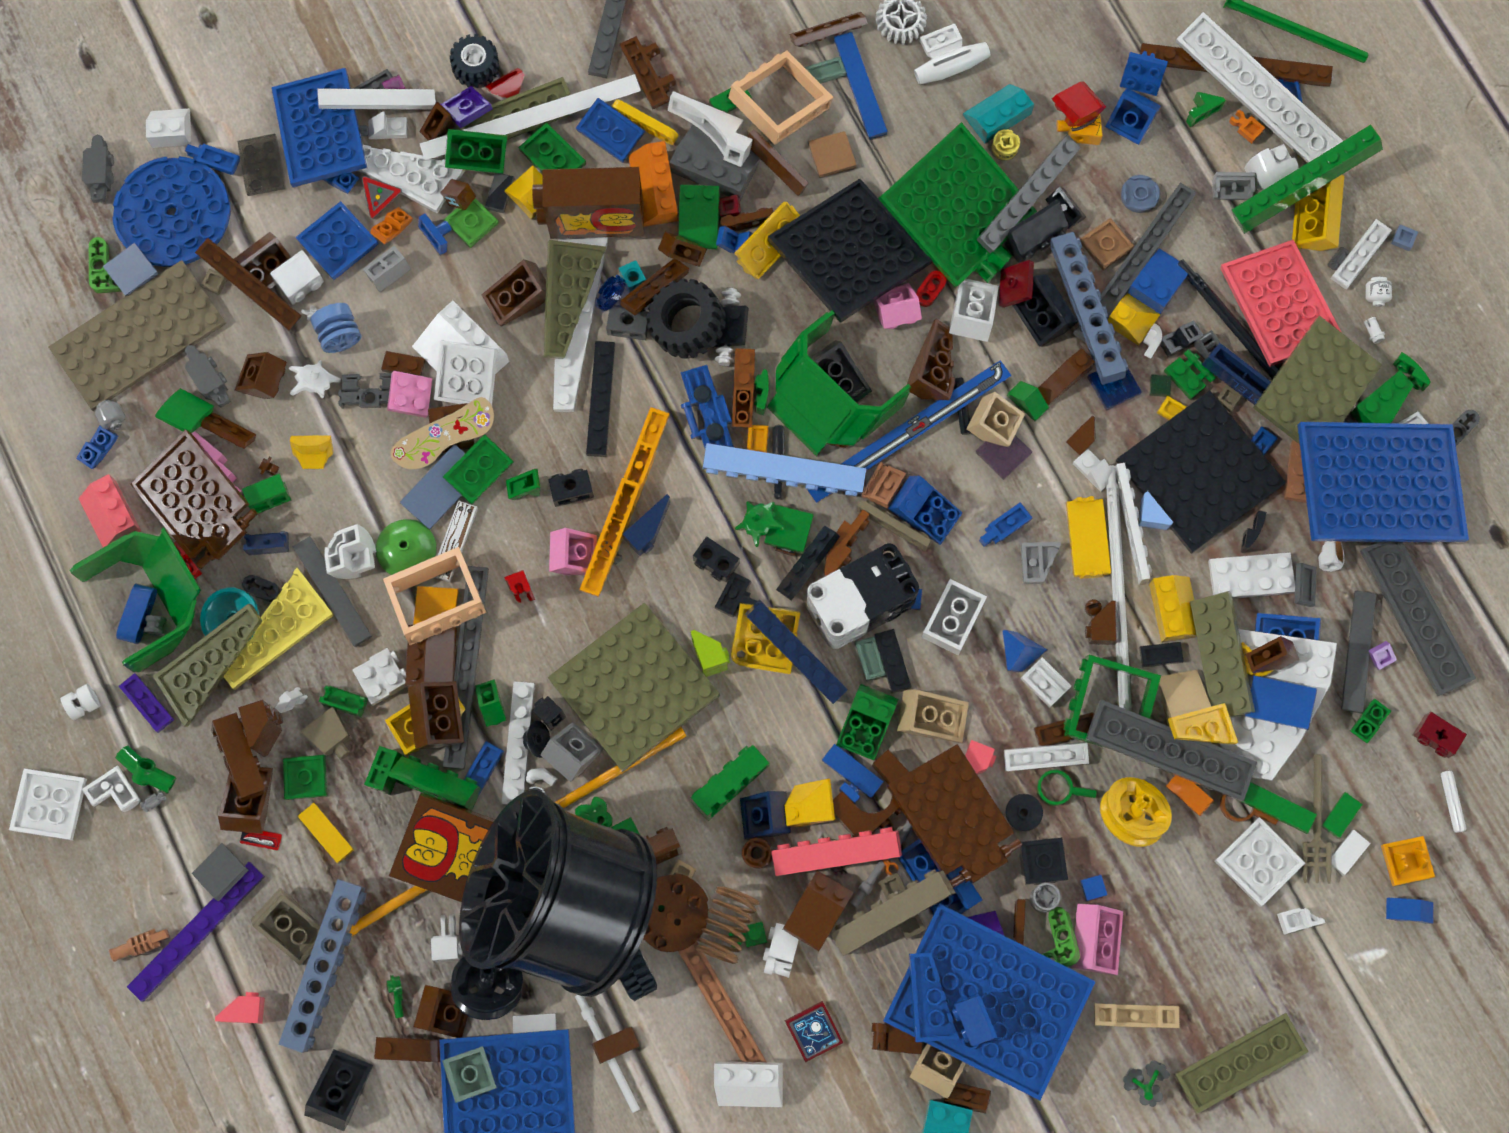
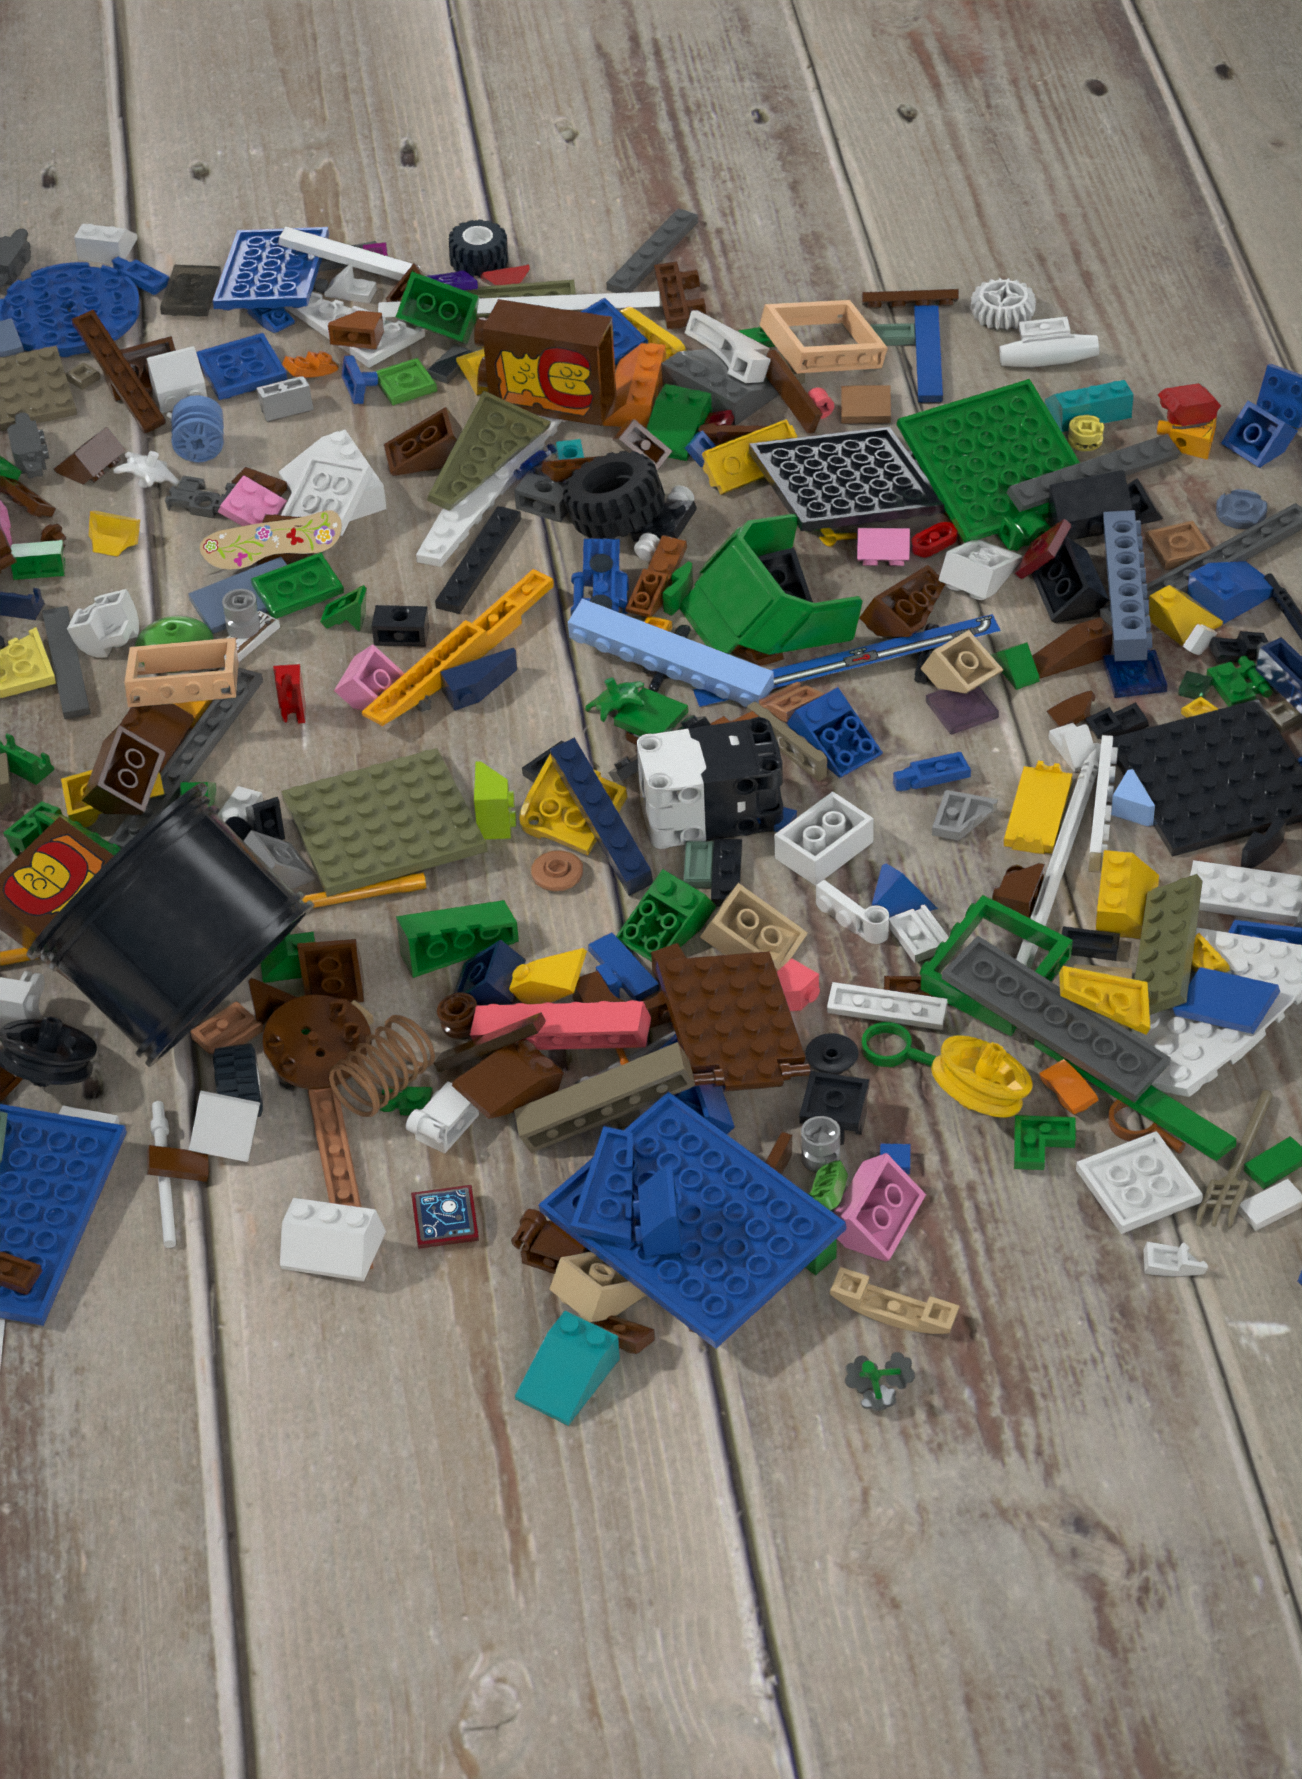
camera: 20 degrees right, 30 degrees down
(378, 195) = (308, 336): piece -> none
(381, 676) = (78, 749): white plate -> none
(418, 185) = (357, 330): none -> dark orange slope
(451, 517) = (241, 613): none -> light grey wheel
(458, 194) = (400, 349): reddish brown brick -> none
(639, 1011) = (224, 1126): none -> white tile
(719, 556) = (544, 723): black brick -> none
(773, 694) = (557, 870): none -> nougat wheel
(794, 883) = (489, 1042): none -> dark brown tile
(799, 164) = (822, 401): none -> coral wheel
(993, 680) = (868, 923): none -> white plate
(1117, 437) = (1117, 723): none -> black slope
(1179, 841) = (1035, 1134): none -> green plate
(1241, 1063) = (1024, 1394): olive plate -> none
(1272, 655) = (1231, 941): reddish brown slope -> none

